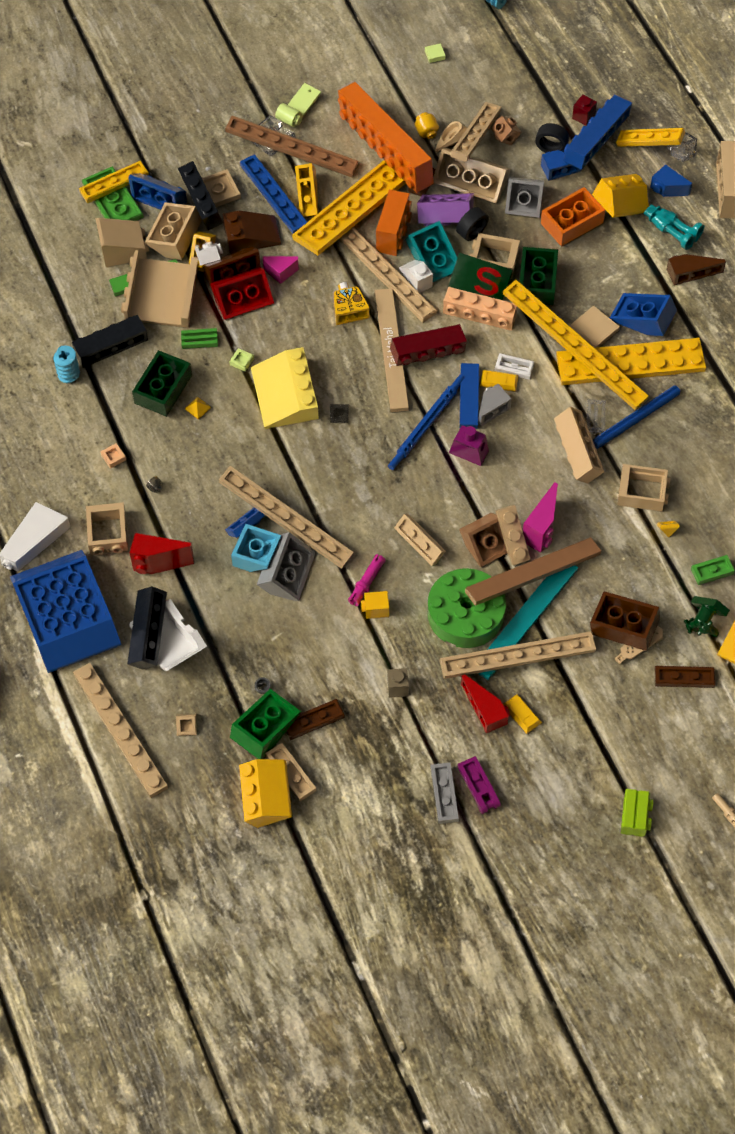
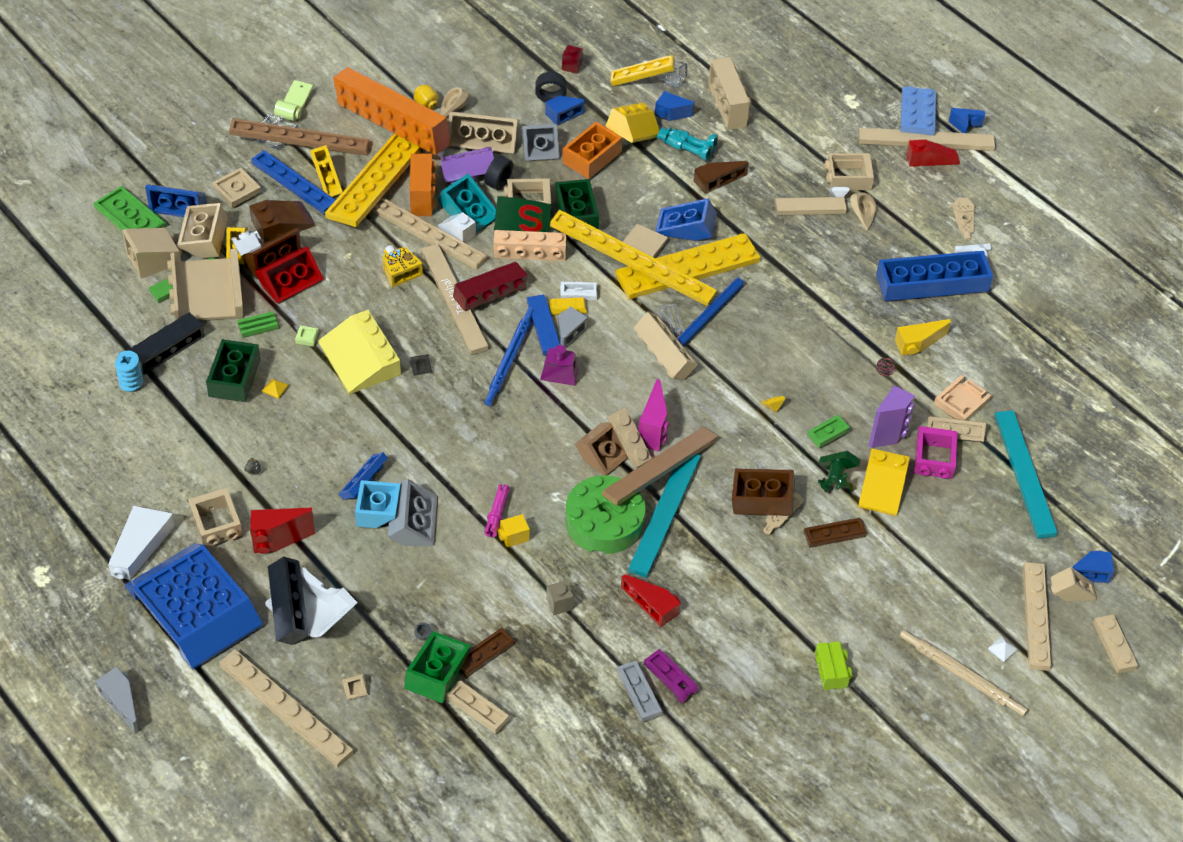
camera: 20 degrees left, 10 degrees down
(111, 182) = (125, 199): yellow tile -> none
(113, 455) = (201, 448): light nougat plate -> none
(200, 195) = (222, 193): black brick -> none
(265, 791) = (459, 730): yellow slope -> none
(280, 266) = (321, 244): dark pink slope -> none
(286, 517) = (398, 466): tan plate -> none
(419, 539) = (538, 462): tan plate -> none
(435, 53) = (413, 35): yellowish green tile -> none
(475, 131) = (476, 93): tan plate -> none
(506, 130) = (504, 88): medium nougat brick -> none
(517, 655) = (669, 546): tan plate -> none
(522, 714) = (692, 601): yellow tile -> none
(597, 131) = (591, 74): blue brick -> none
(645, 474) = (738, 359): tan window -> none

